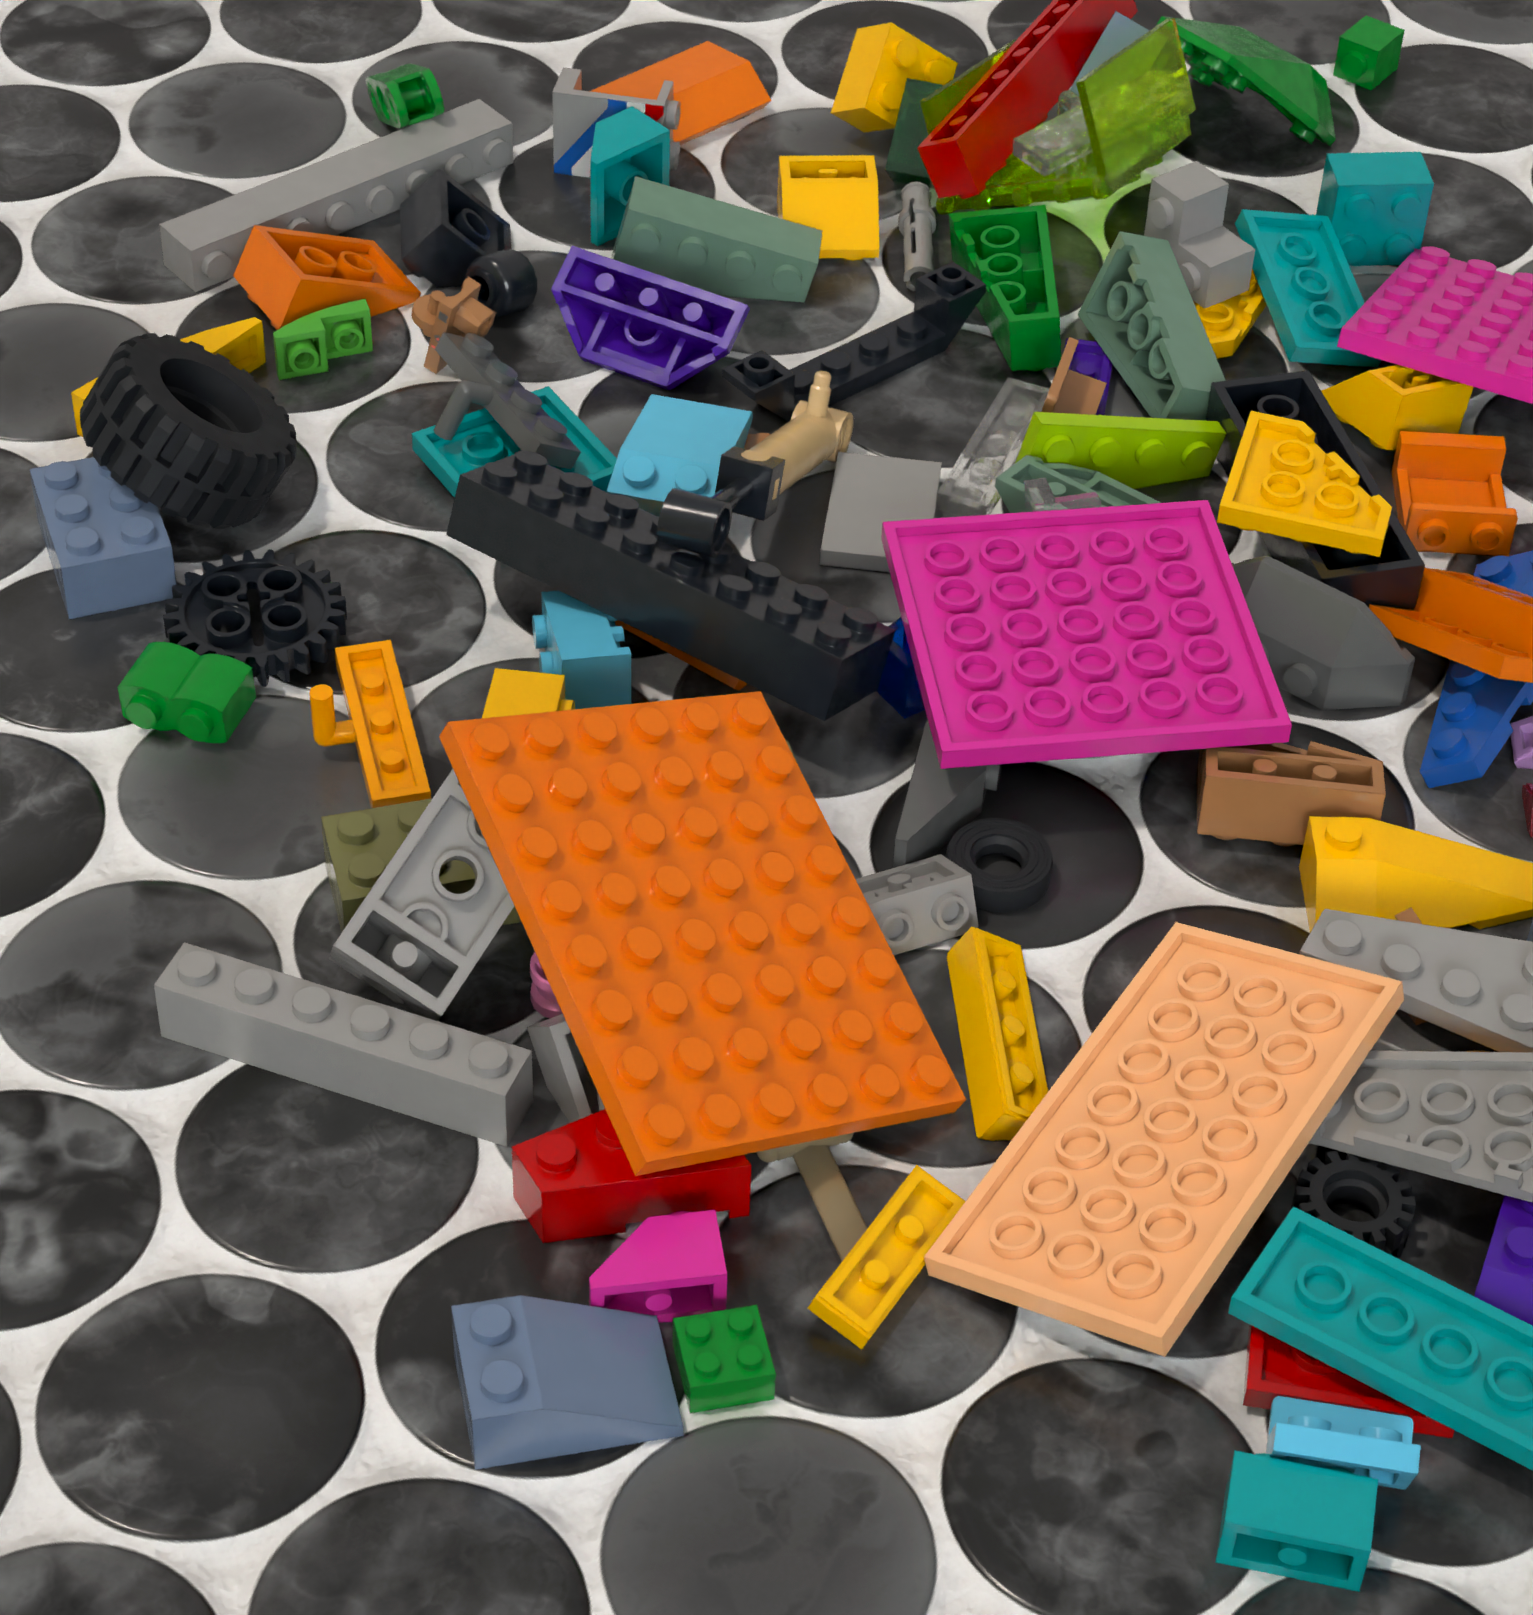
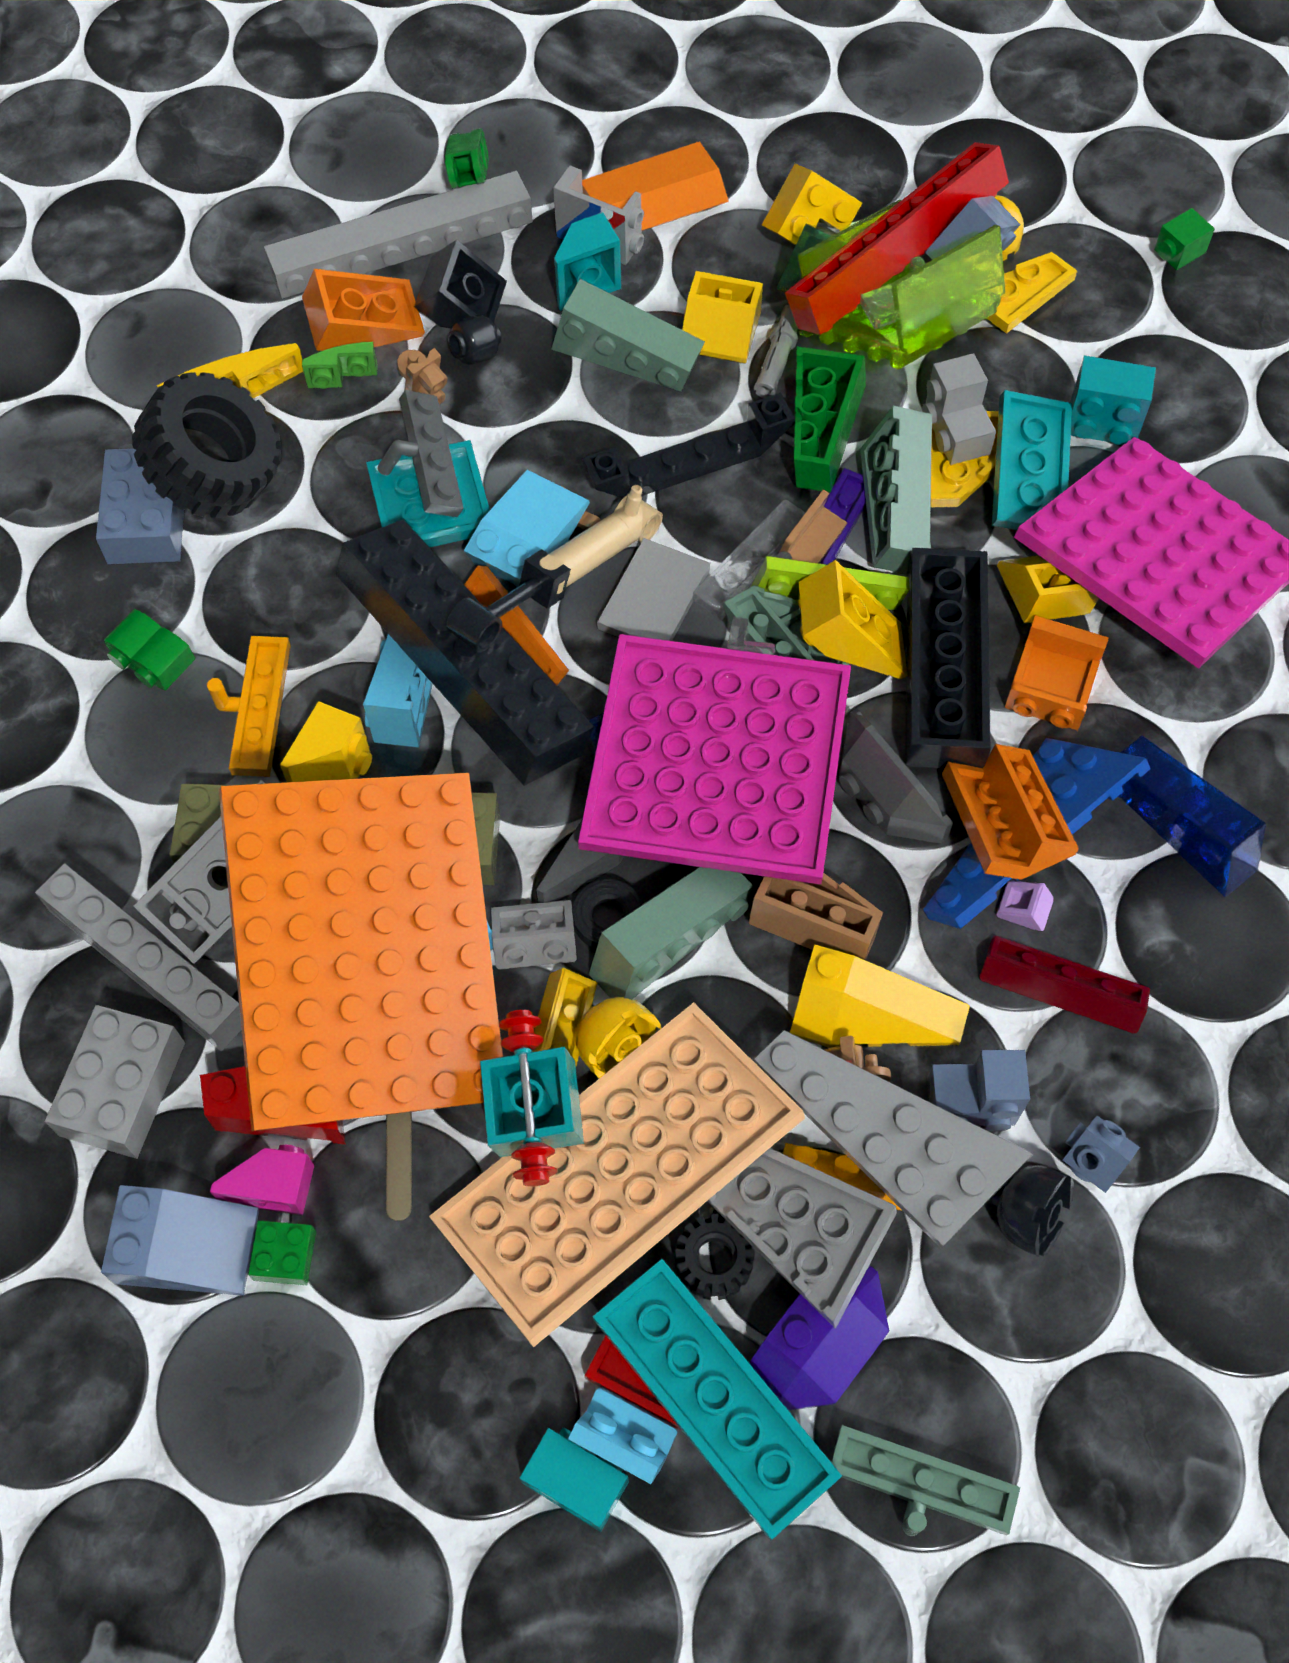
camera: 20 degrees right, 20 degrees up
(298, 612) = (182, 592): black gear -> none
(372, 1202) = (115, 1081): none -> light grey brick
(643, 320) = (551, 396): dark purple wedge -> none
(886, 1258) = (410, 1206): yellow tile -> none
(1020, 1053) = (530, 1100): none -> teal brick
(1083, 977) = (613, 1032): none -> yellow cylinder
(1092, 856) = (667, 929): none -> sand green wedge
(1152, 460) = (850, 622): none -> yellow slope
(1212, 126) = (1031, 287): none -> yellow wing
(1244, 60) = (1077, 252): green wedge -> none
(1298, 491) = (924, 666): yellow plate -> none

